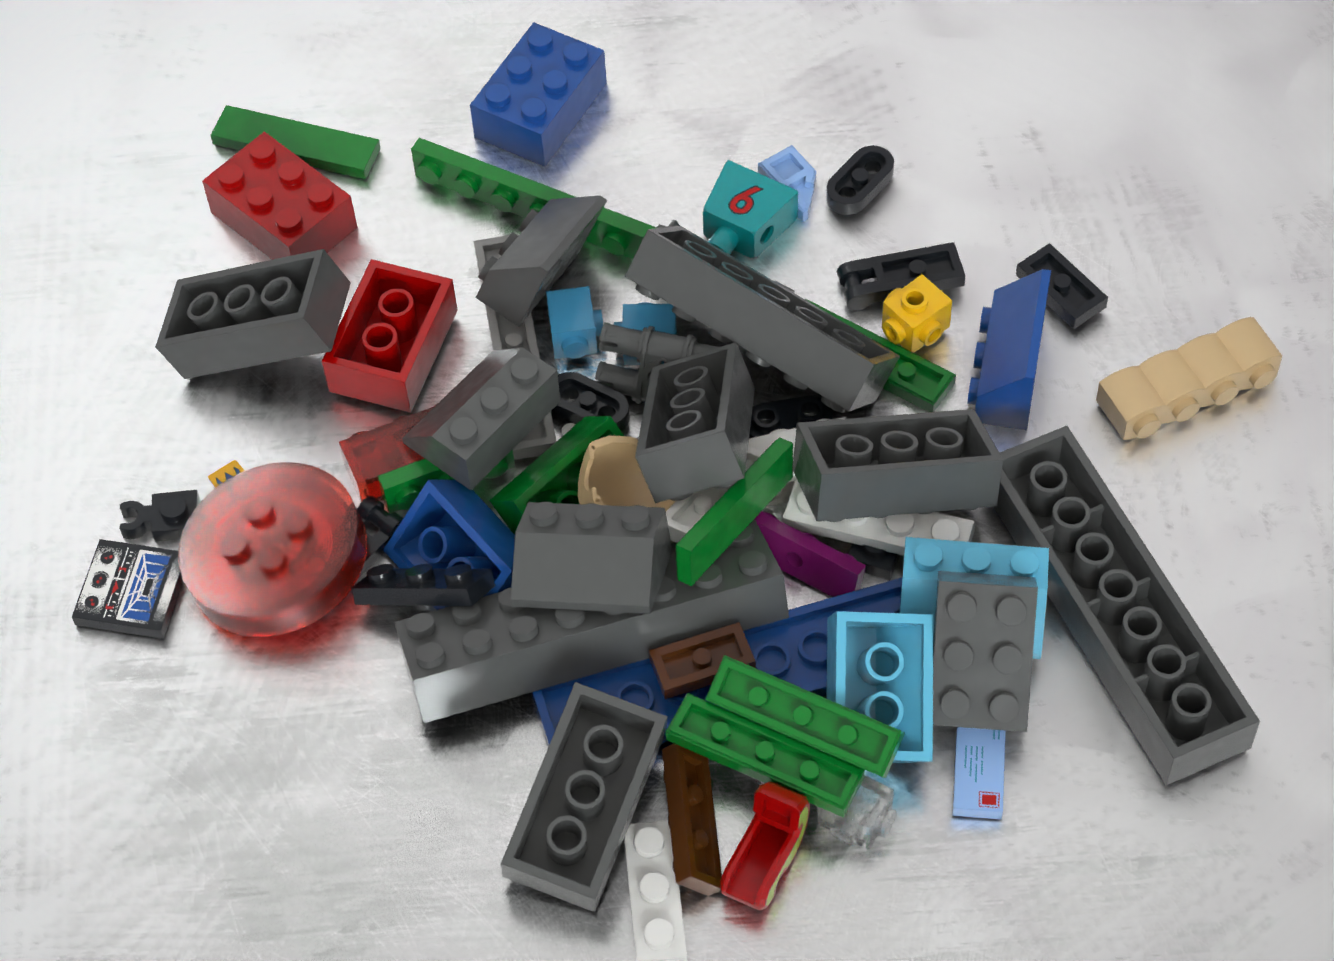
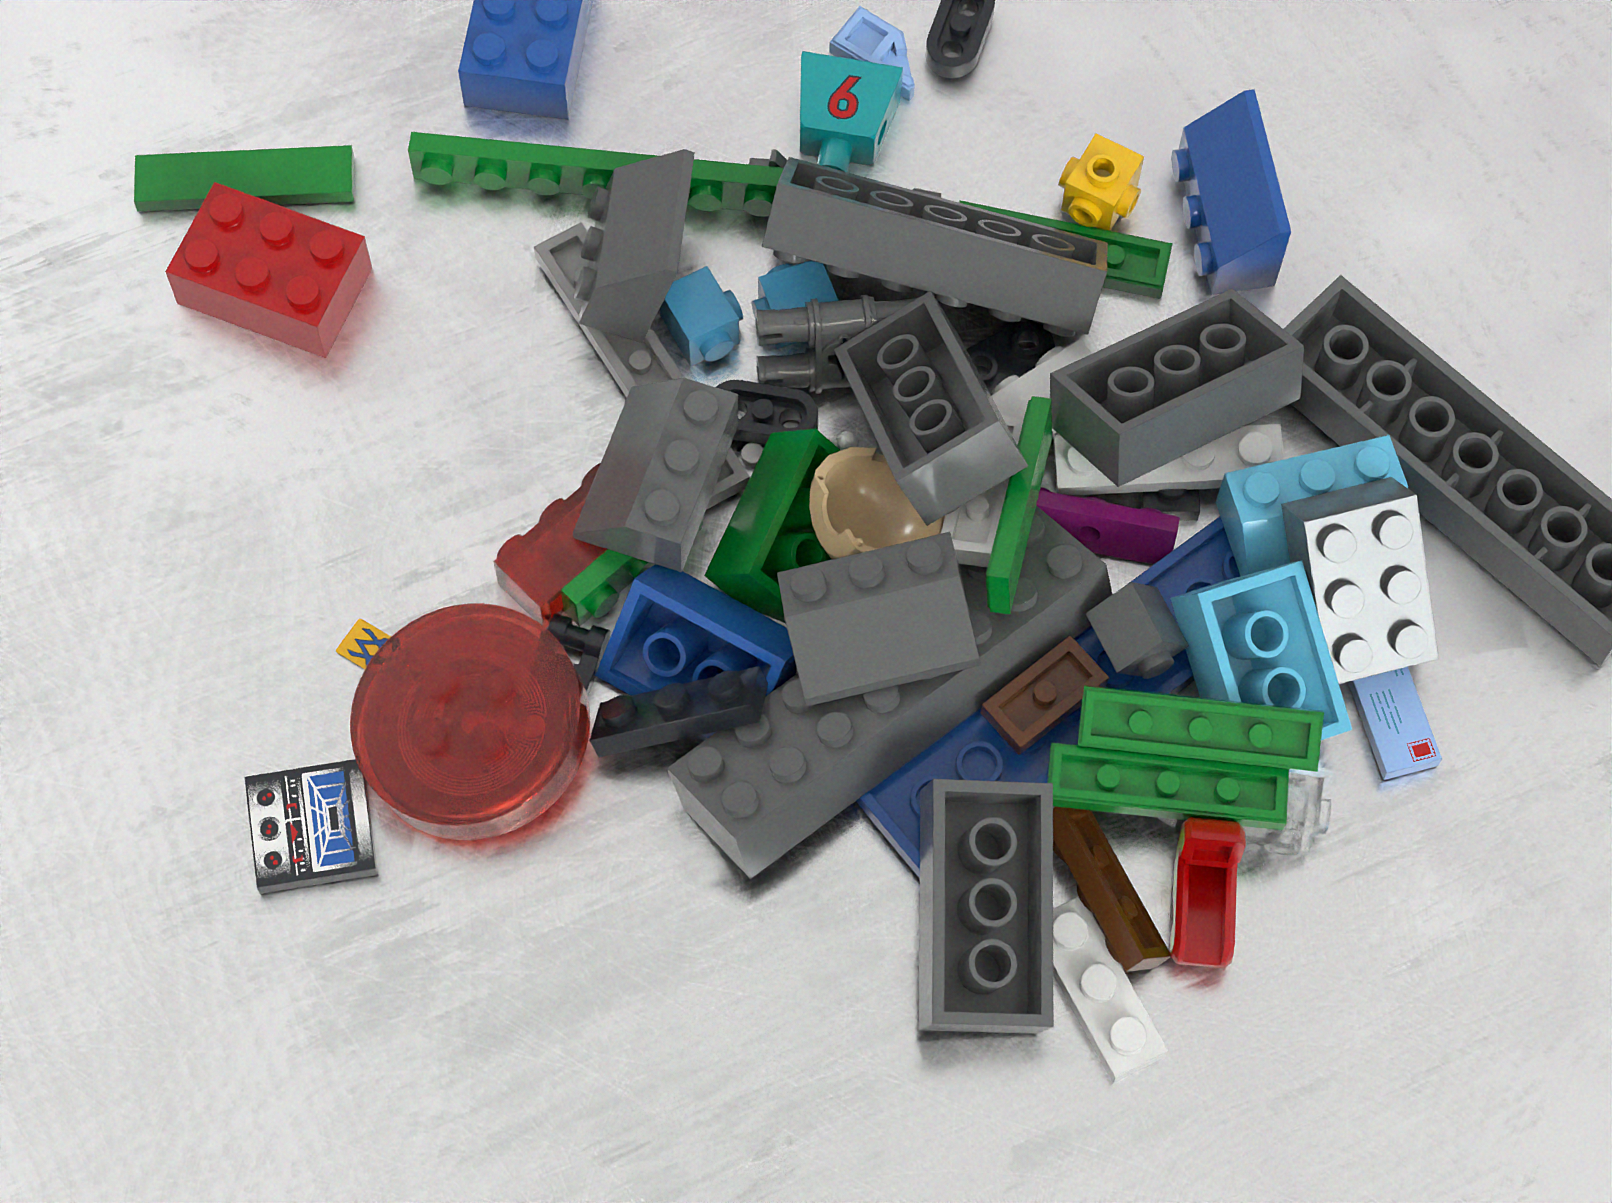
camera: 25 degrees left, 10 degrees up
(163, 518) = (314, 716): black plate -> none
(254, 314) = (318, 431): dark grey brick -> none
(390, 335) = (490, 402): red brick -> none
(791, 633) = (1137, 631): none -> dark grey brick
(896, 270) = (1057, 136): black plate -> none
(1069, 289) = (1226, 76): black plate -> none
(1187, 378) = (1436, 168): tan brick -> none

